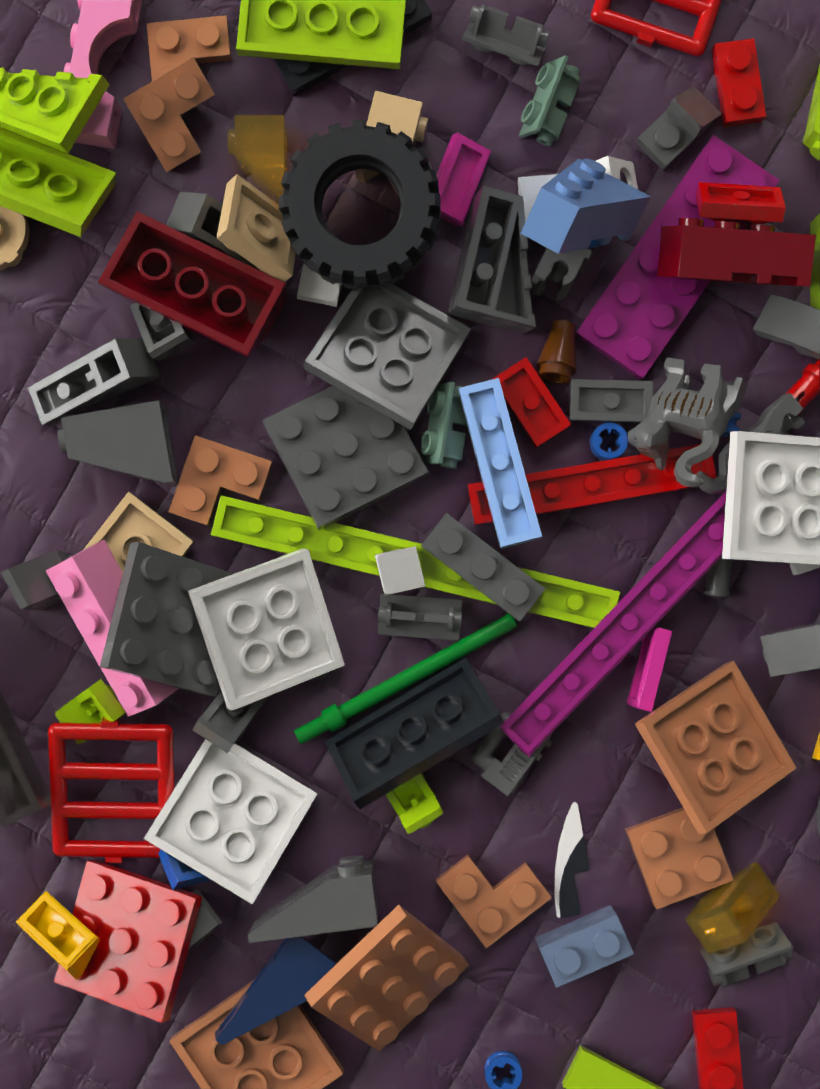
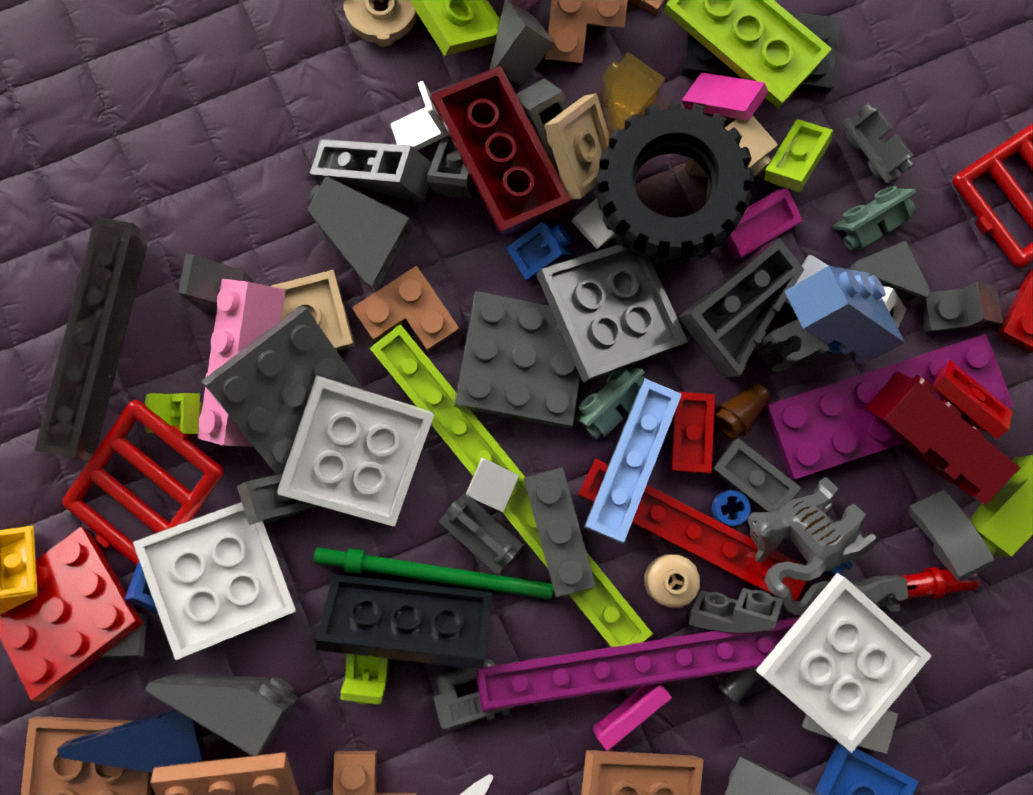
camera: 30 degrees right, 5 degrees down
(105, 314) = (421, 126): none -> white bracket
(135, 176) = (519, 44): none -> dark grey slope
(289, 342) = (540, 248): none -> blue bracket
(346, 91) = (726, 95): none -> dark pink tile
(446, 97) = (798, 155): none -> lime plate
(590, 543) = (657, 579): none -> tan head
(598, 138) = (898, 270): none -> dark grey slope
(685, 515) = (750, 613): none -> dark grey slope

